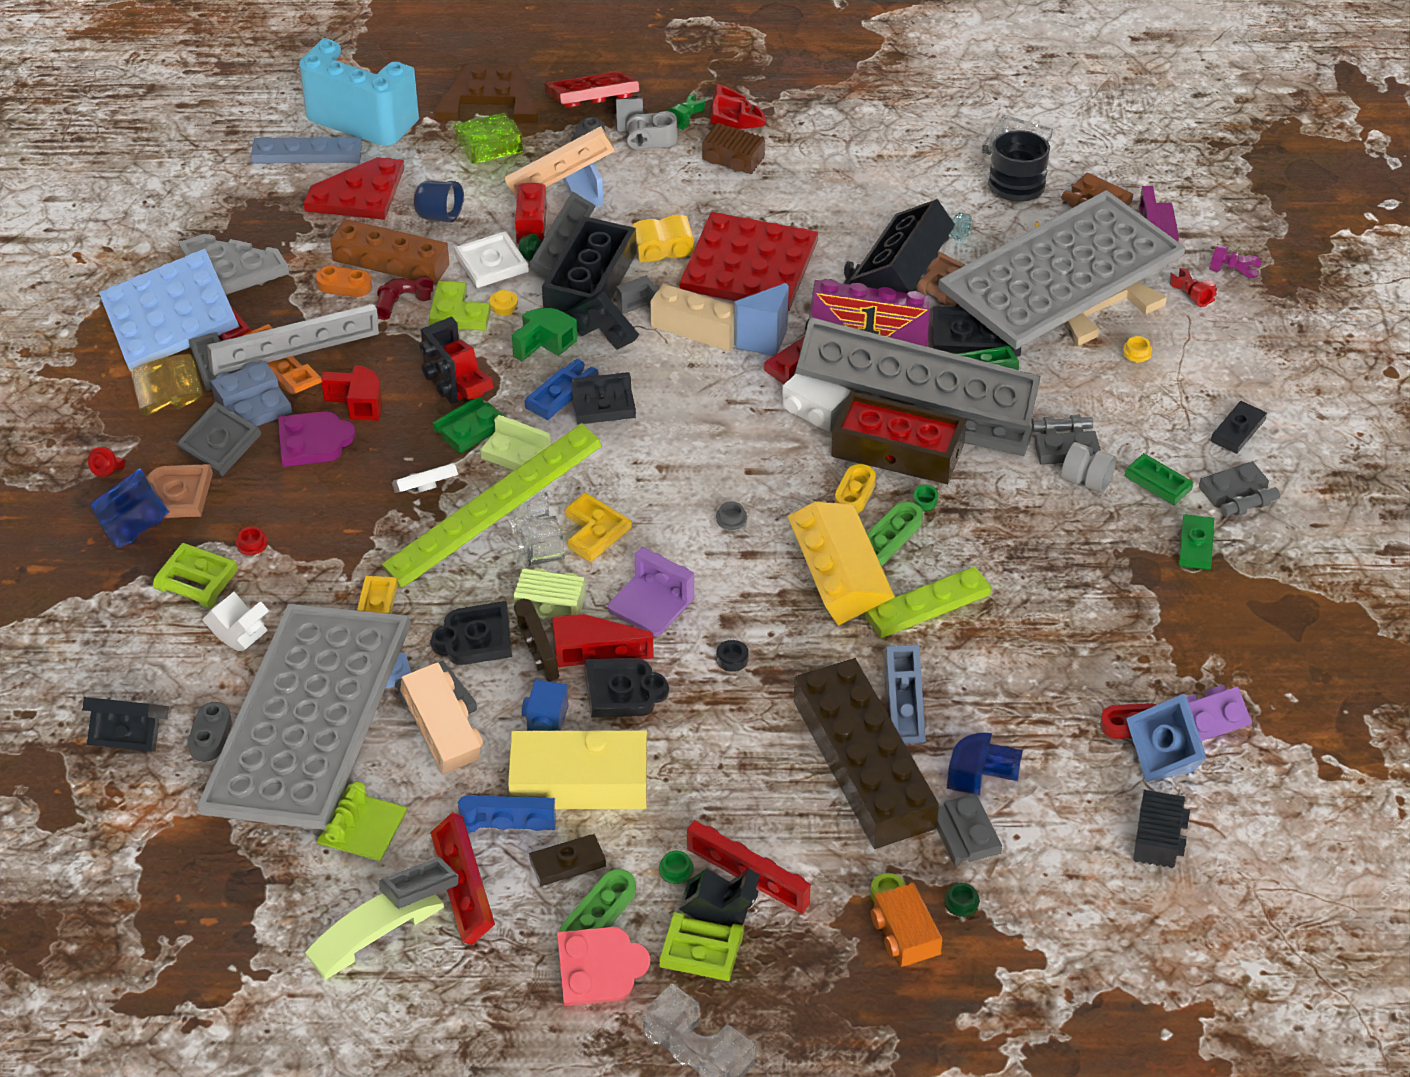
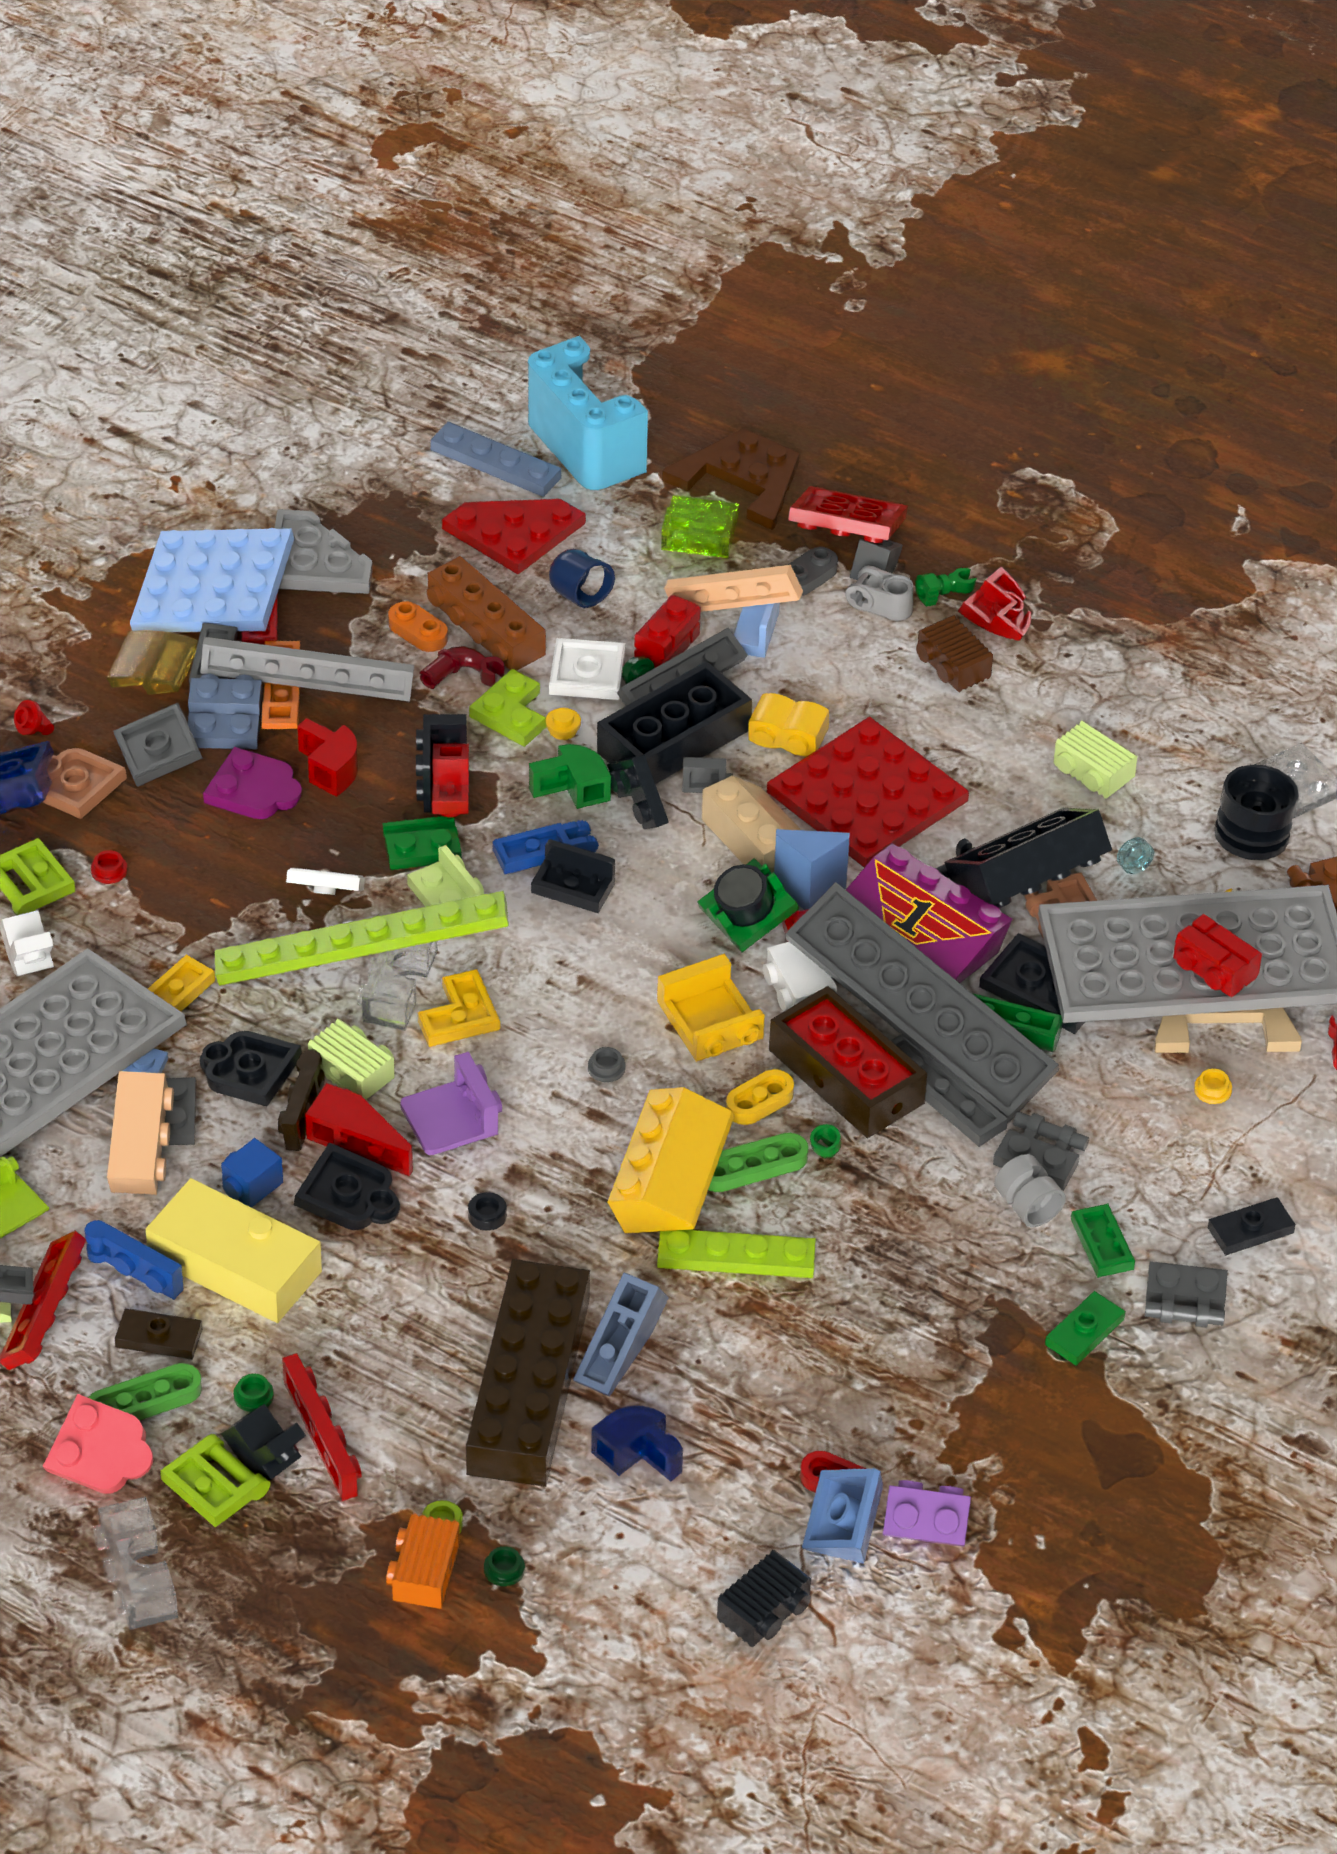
camera: 30 degrees right, 0 degrees up
(736, 365) = (745, 904): none -> piece
(769, 448) = (708, 1008): none -> yellow panel
(882, 178) = (1094, 759): none -> yellowish green brick
(967, 830) = (571, 1501): dark grey plate -> none
(1086, 260) = (1217, 956): none -> red brick

